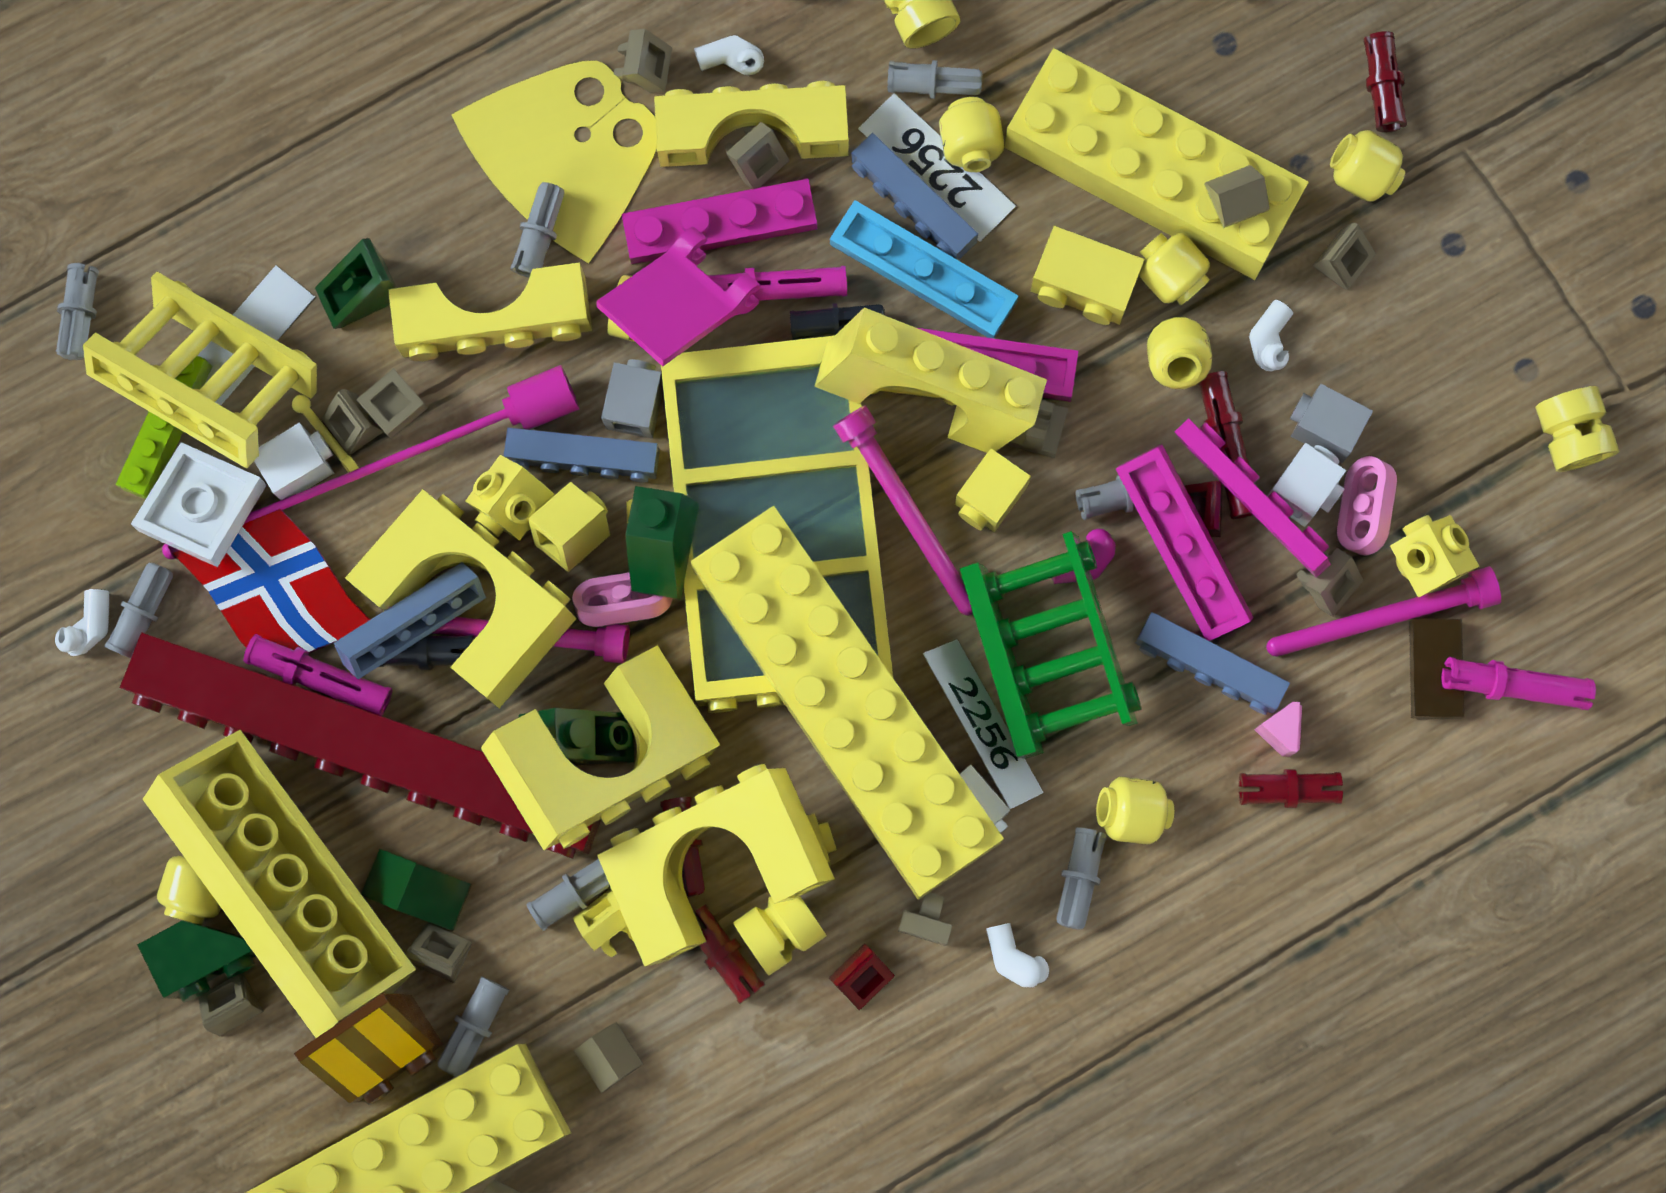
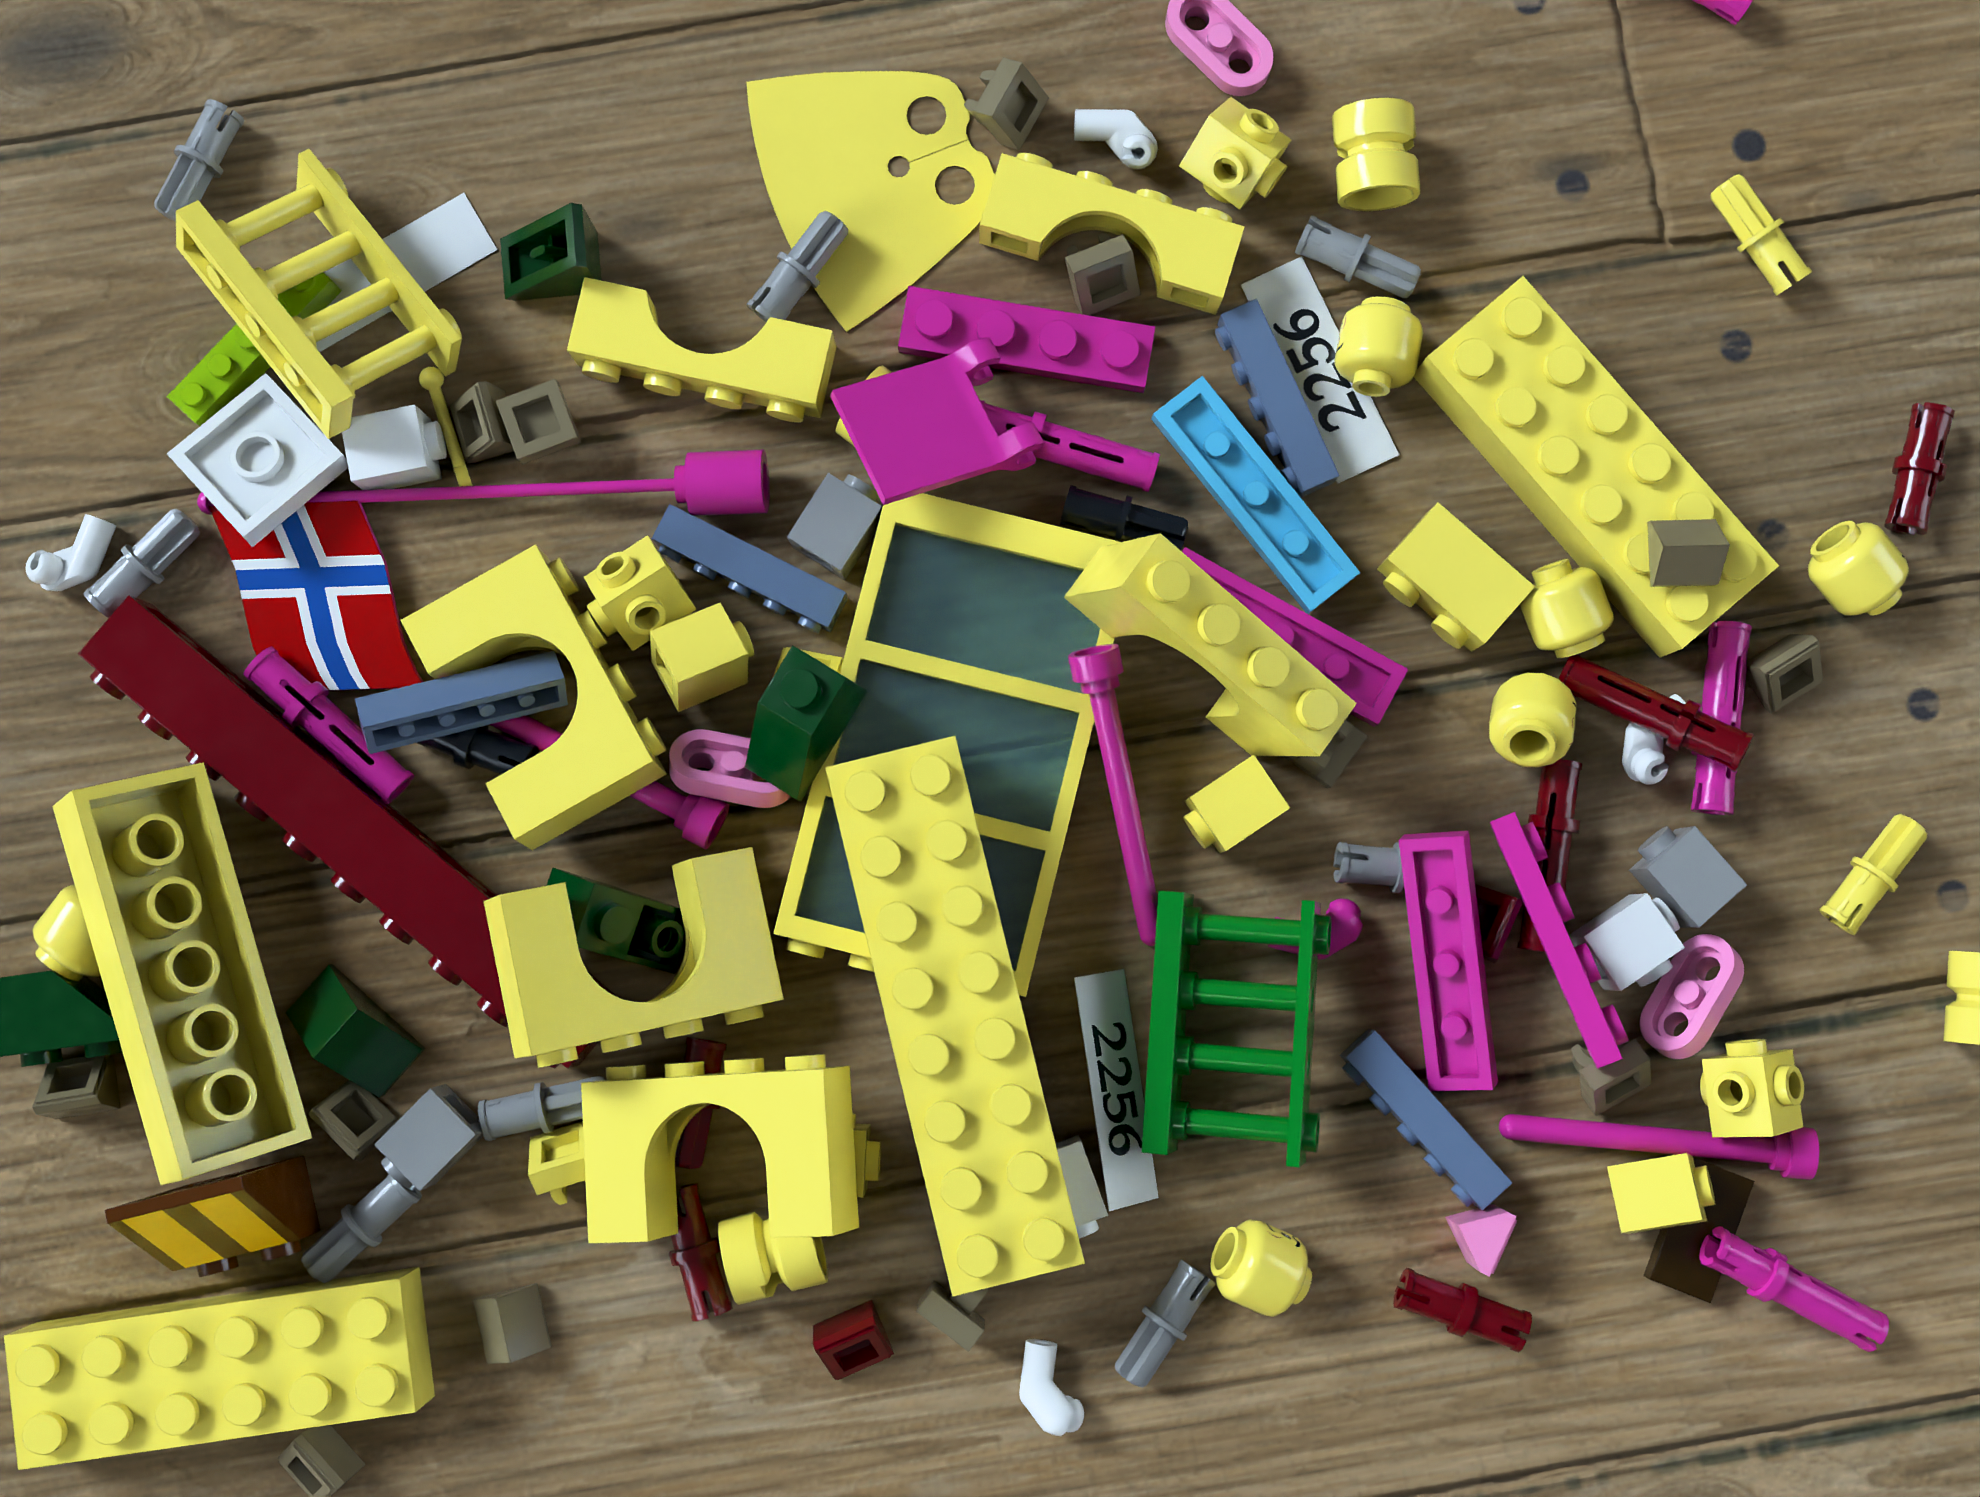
camera: 15 degrees right, 5 degrees up
(500, 943) = (429, 1138): none -> light grey brick
(821, 37) = (1237, 154): none -> light yellow brick
(1278, 317) = (1657, 713): none -> dark red pin
(1317, 321) = (1724, 701): none -> dark pink pin
(1396, 650) = (1660, 1193): none -> light yellow brick
(1462, 373) = (1874, 873): none -> light yellow axle

